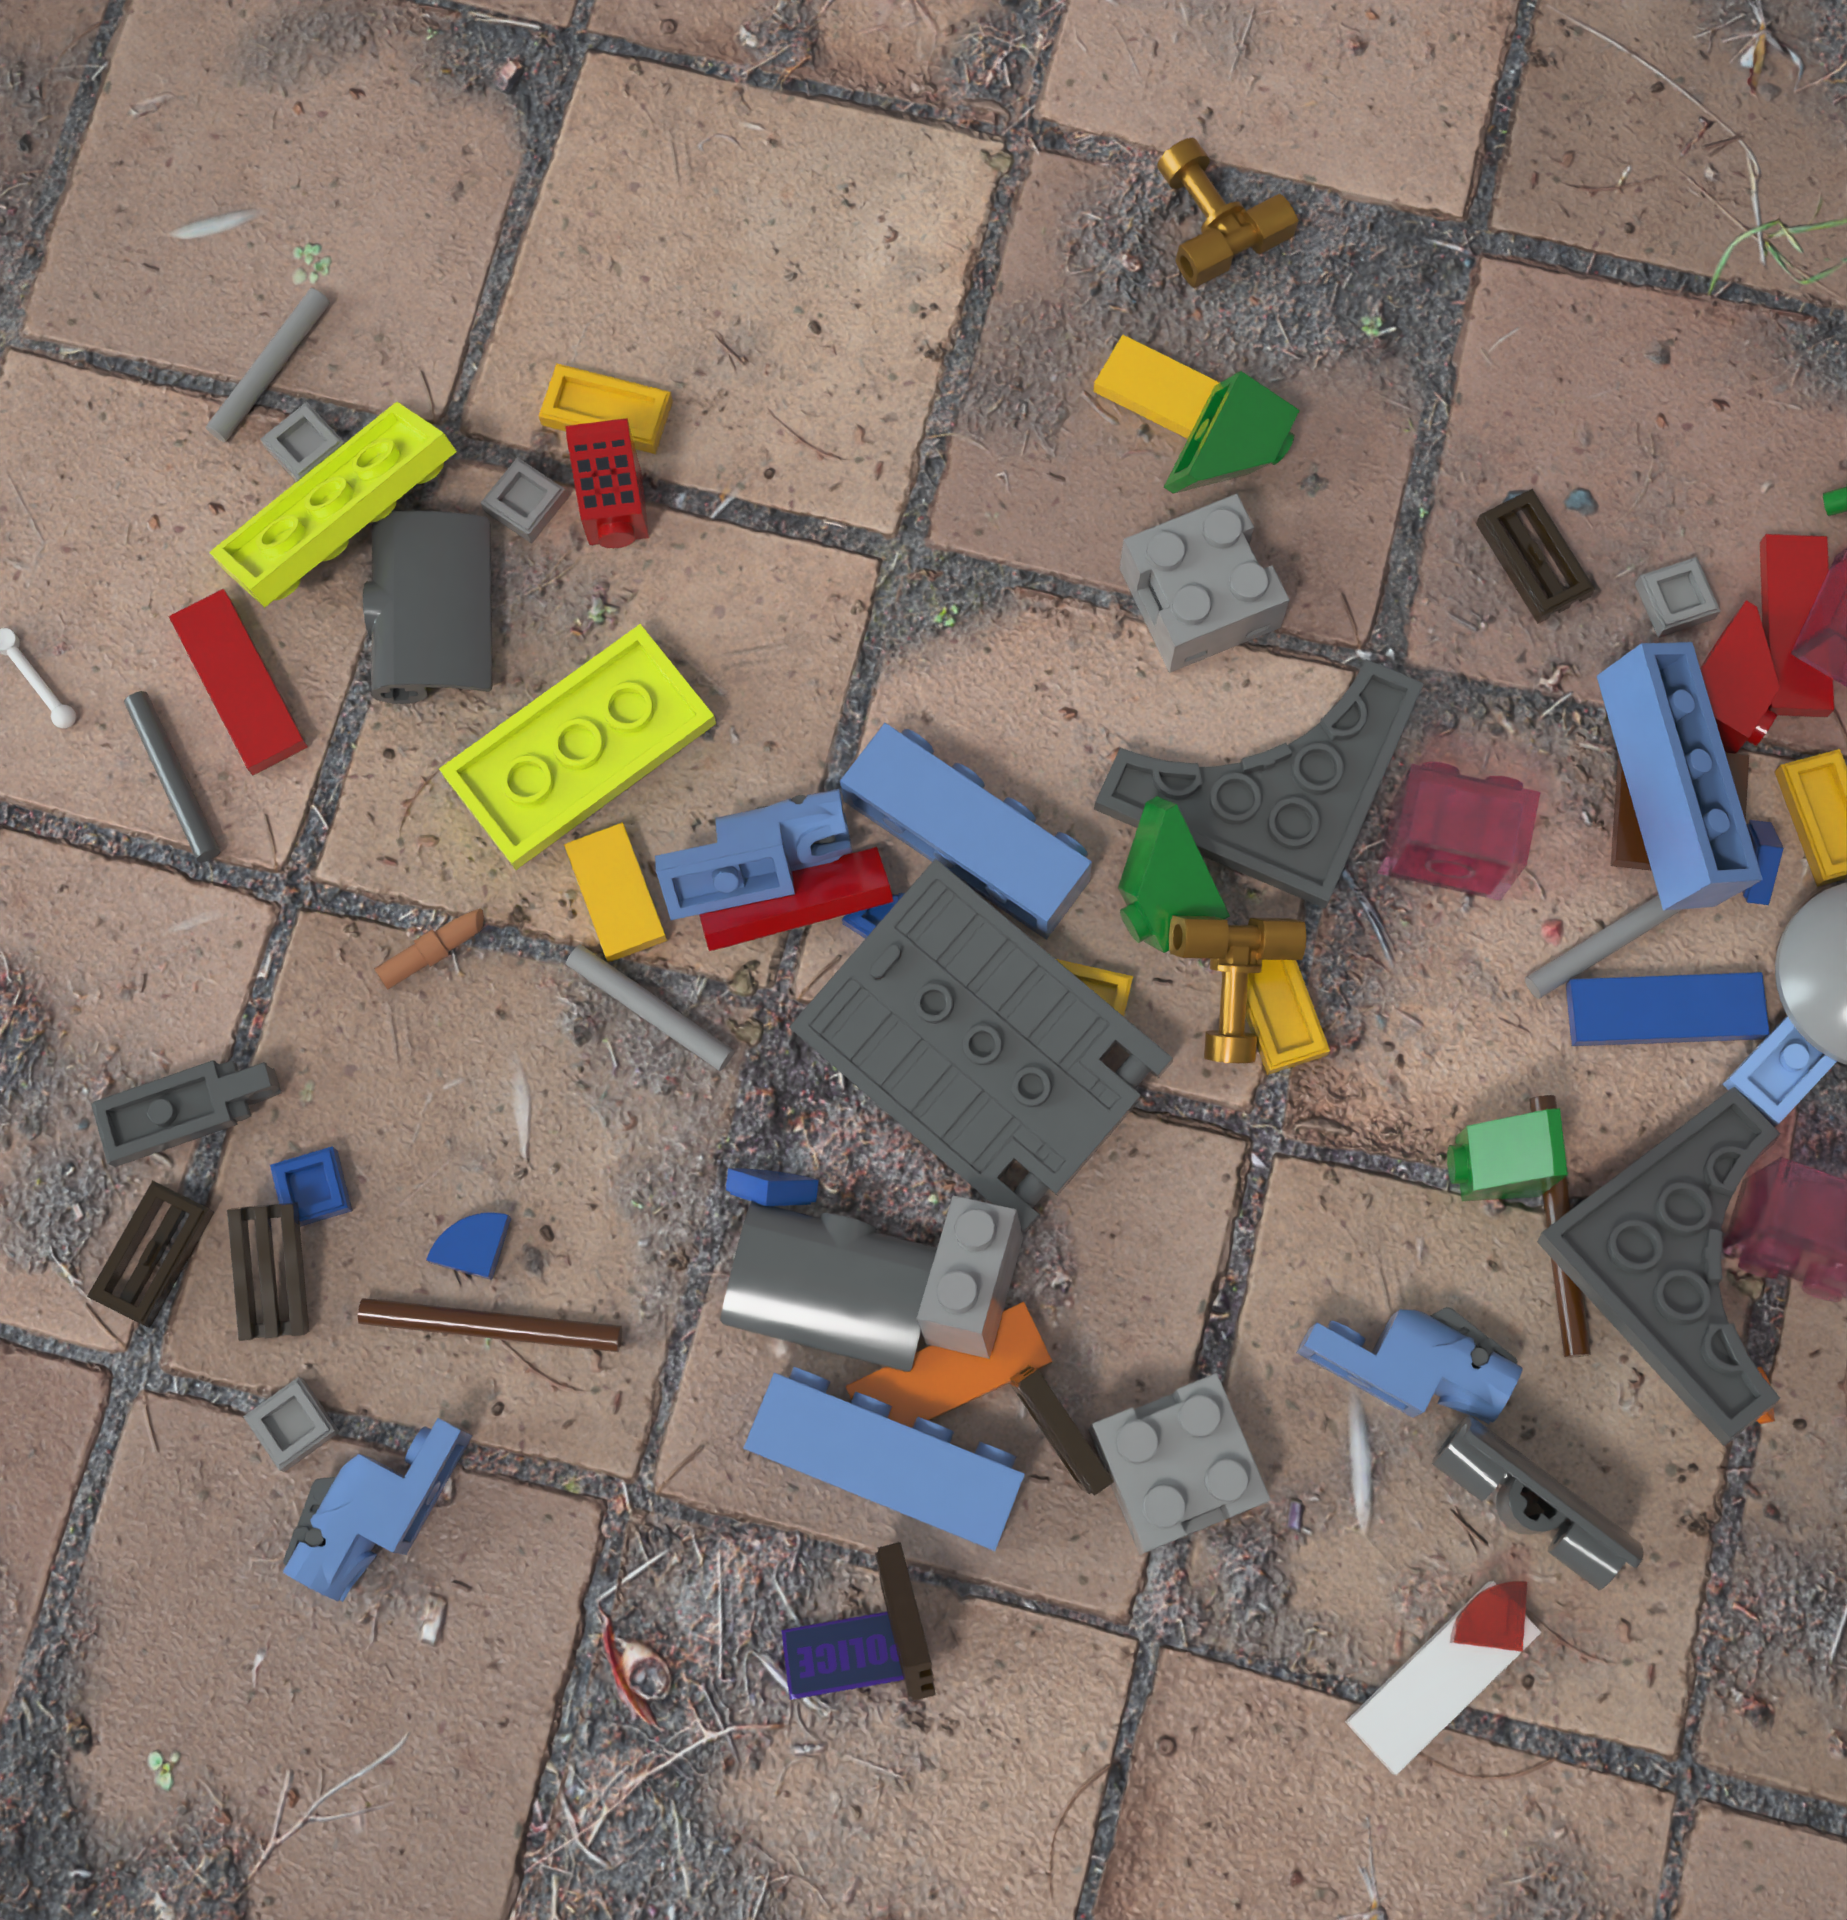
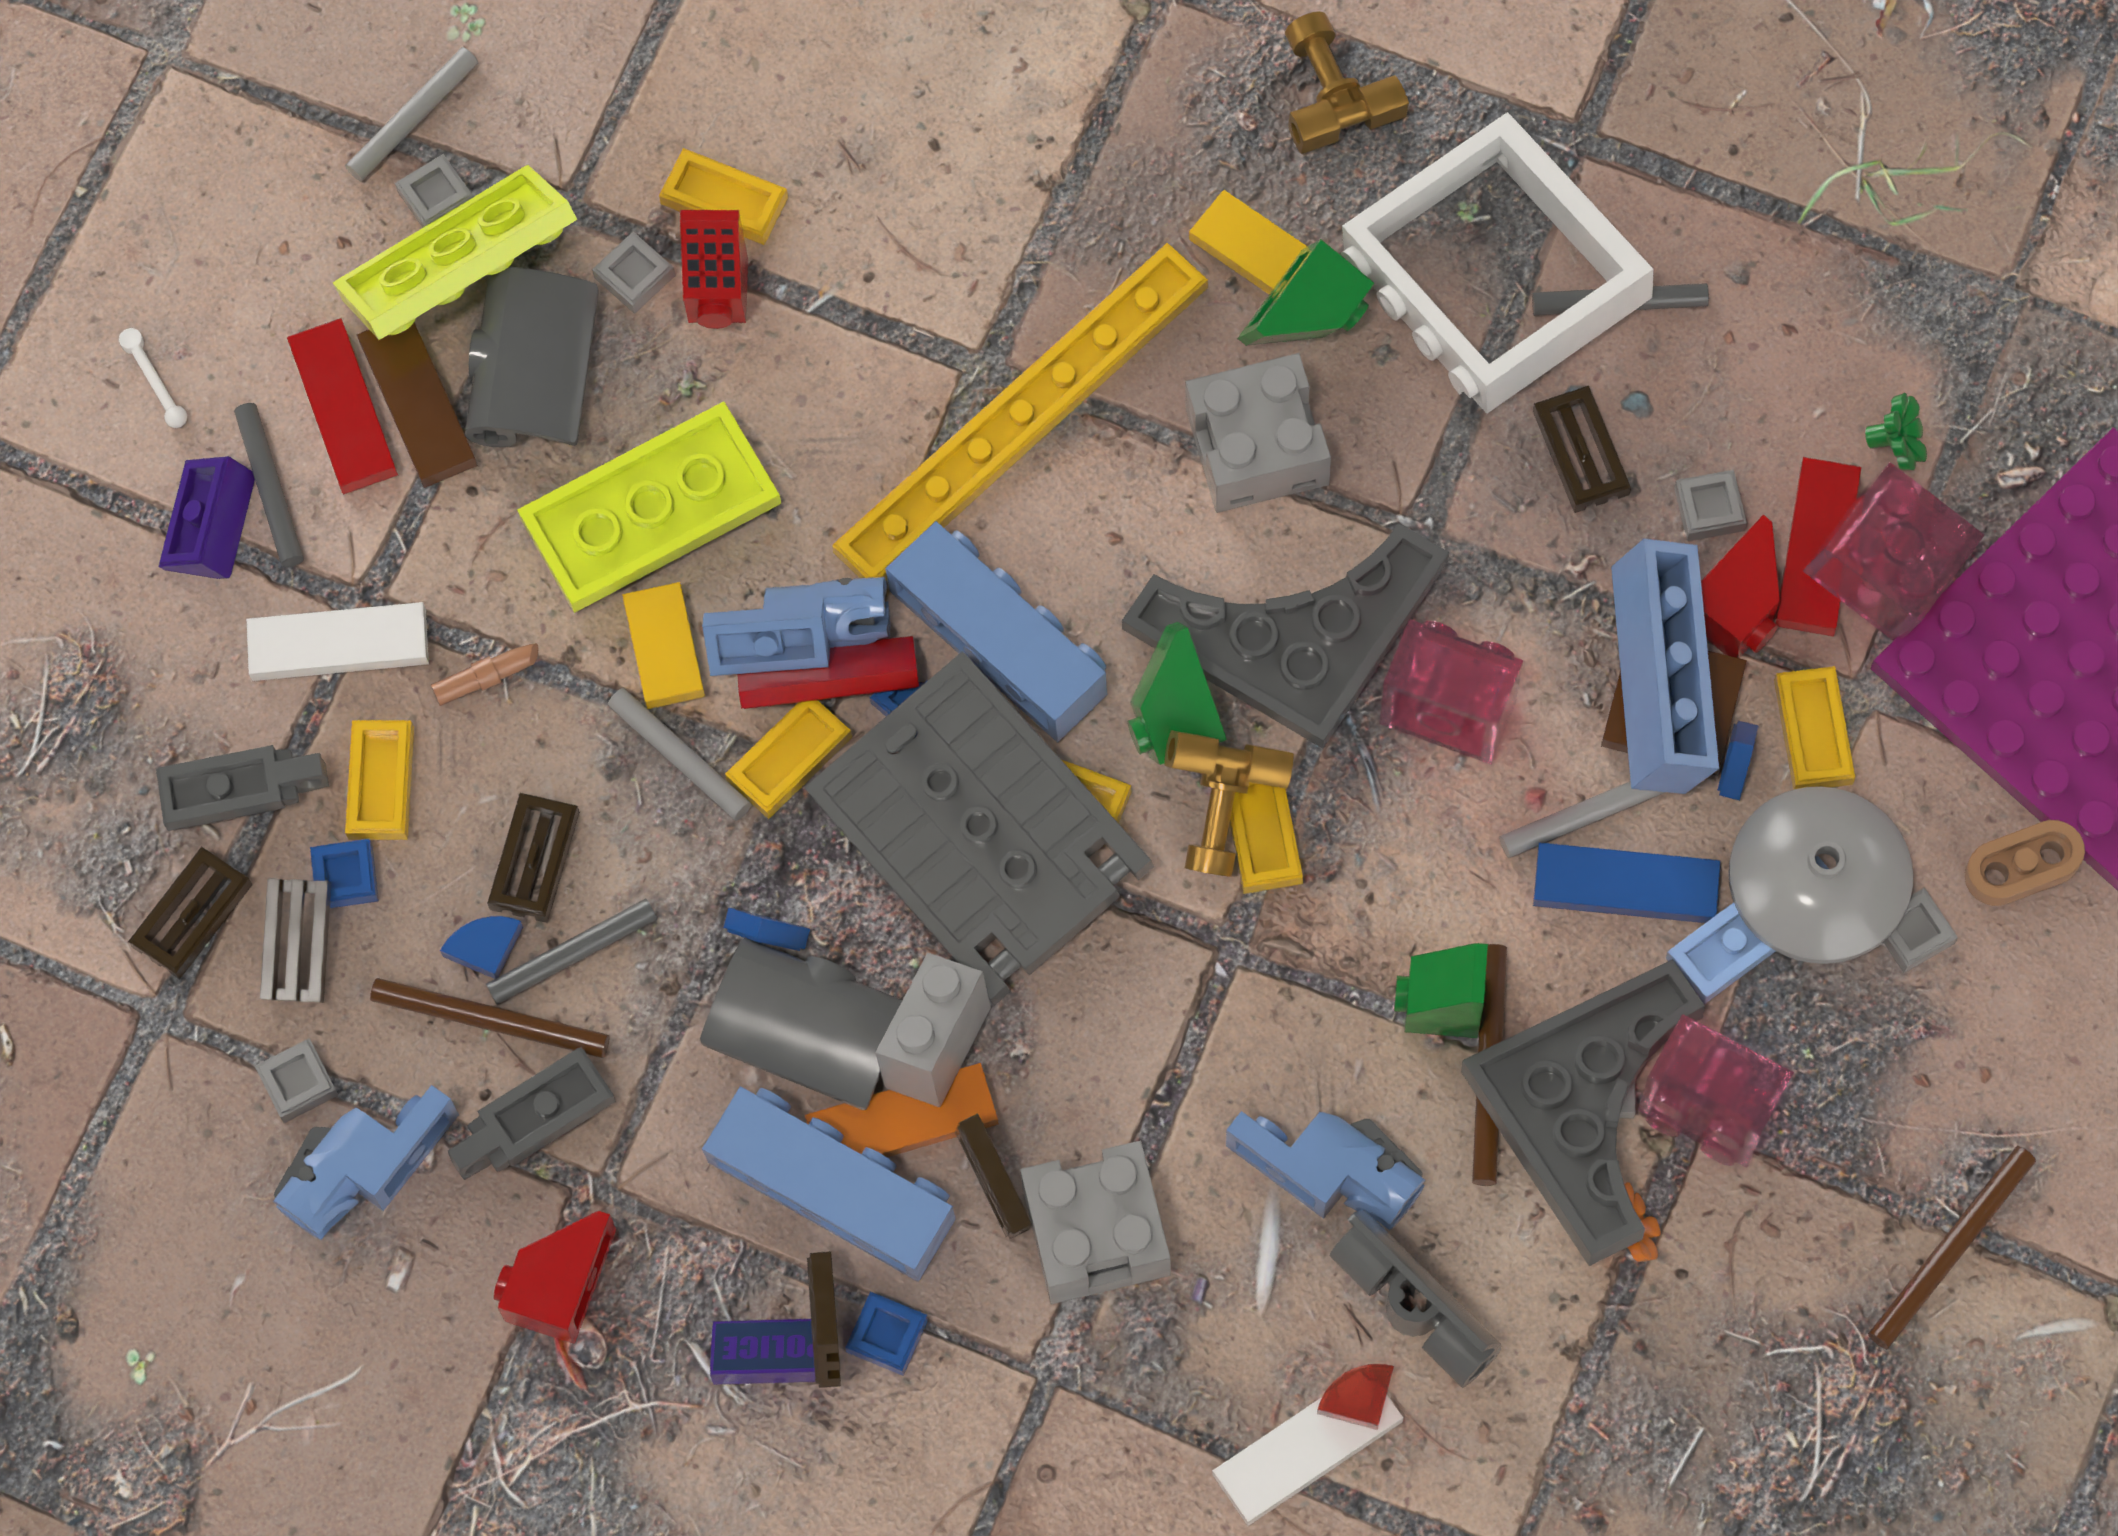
camera: 10 degrees right, 5 degrees down
(112, 820) = (208, 518): none -> dark purple slope
(267, 935) = (337, 641): none -> white tile
(318, 670) = (418, 404): none -> reddish brown tile
(334, 1079) = (379, 780): none -> yellow tile
(505, 1195) = (521, 904): none -> dark brown tile
(553, 1429) = (532, 1115): none -> dark grey hinge
(566, 1239) = (571, 951): none -> dark grey bar
(604, 1611) = (556, 1278): none -> red slope
(765, 994) = (788, 756): none -> yellow tile
(950, 597) = (1023, 412): none -> yellow tile
(971, 1616) = (886, 1333): none -> blue tile
(1475, 304) = (1509, 145): none -> white window
(1545, 395) = (1662, 298): none -> dark grey bar

